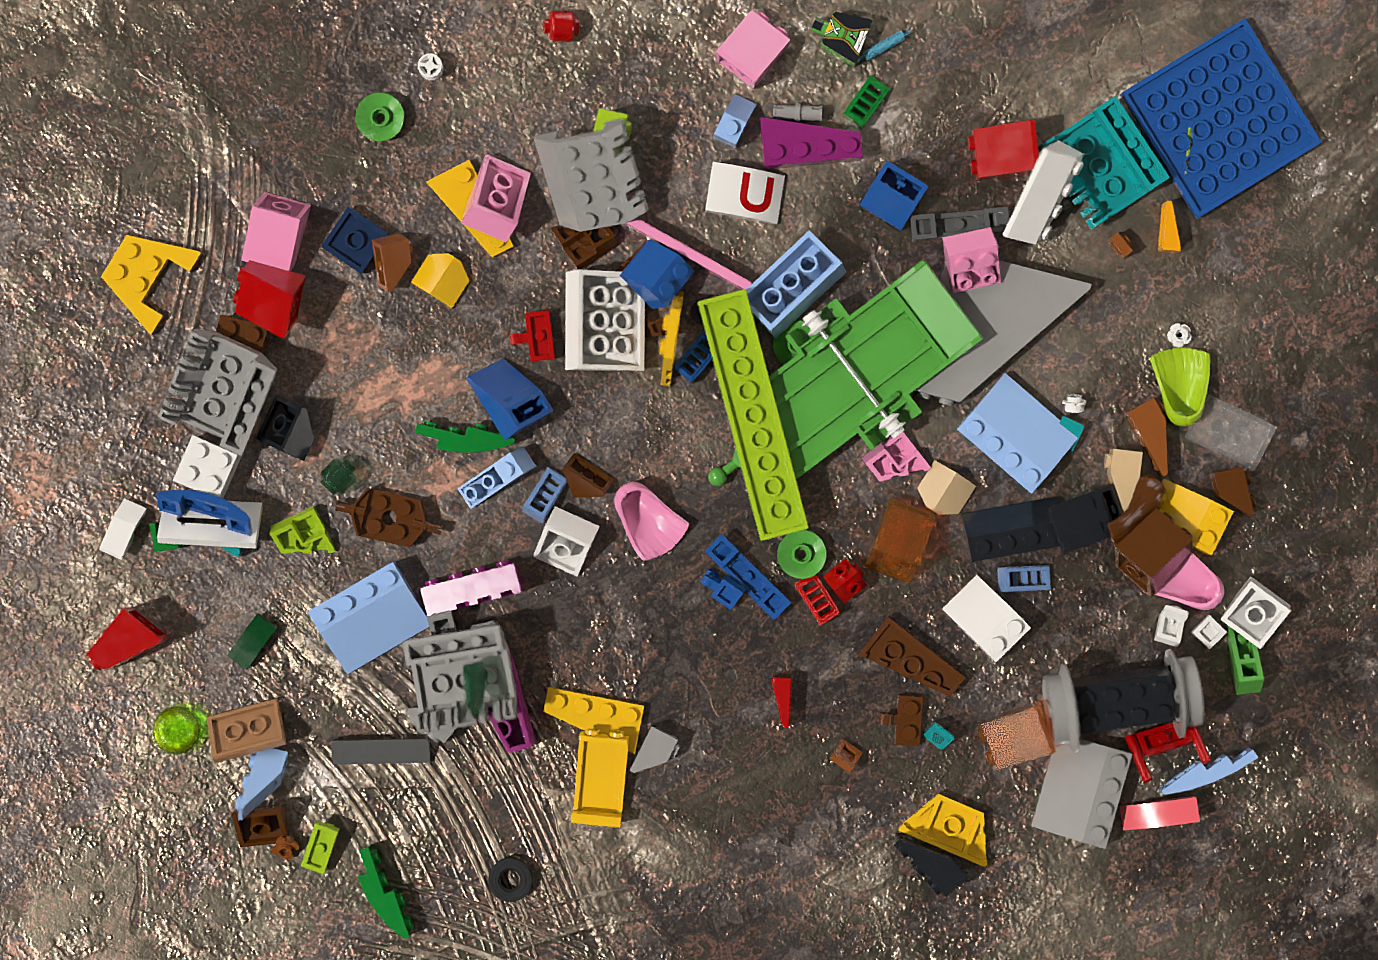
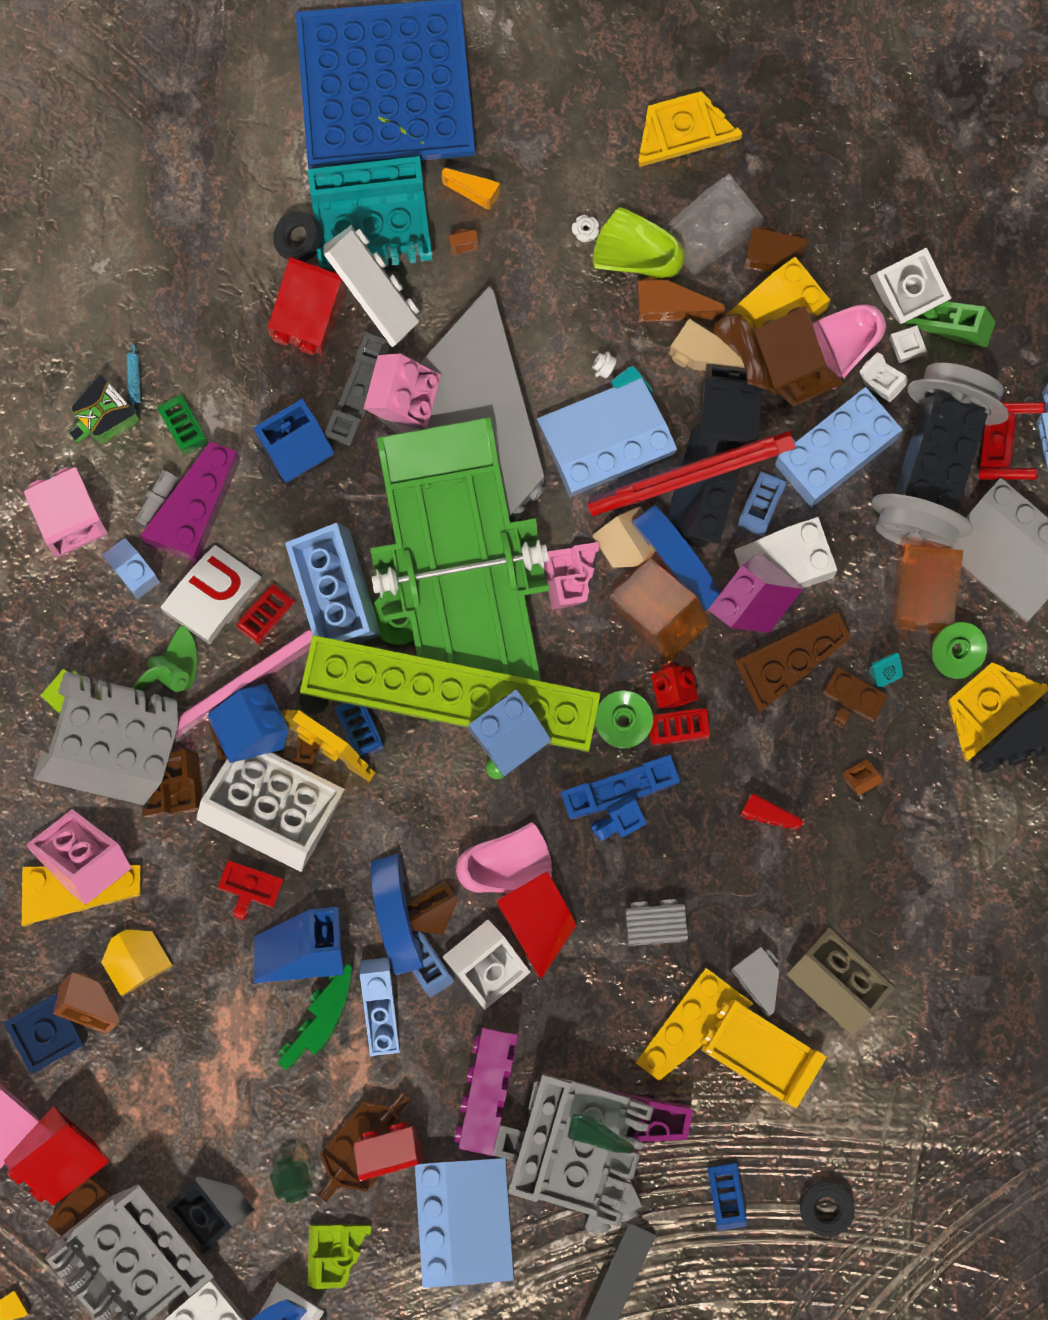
camera: 65 degrees left, 10 degrees down
(390, 538) = (387, 1152): none -> slope
(466, 813) = (731, 1222): none -> blue slope
(569, 453) = (393, 915): none -> blue slope
(617, 564) = (538, 920): none -> red slope
(658, 653) = (656, 923): none -> light grey brick
(675, 195) = (176, 667): none -> bright green piece
(682, 811) = (840, 981): none -> dark tan slope
(742, 475) = (509, 733): none -> medium blue slope
(752, 233) = (250, 615): none -> red slope
(944, 610) = (756, 596): none -> magenta slope
(947, 534) = (677, 555): none -> blue slope
(977, 792) = (967, 658): none -> bright green dish
(1016, 514) = (692, 473): none -> red piece
(1059, 128) = (282, 234): none -> black tyre
(1097, 616) = (838, 447): none -> light blue brick
(1300, 371) = (683, 128): none -> yellow wing

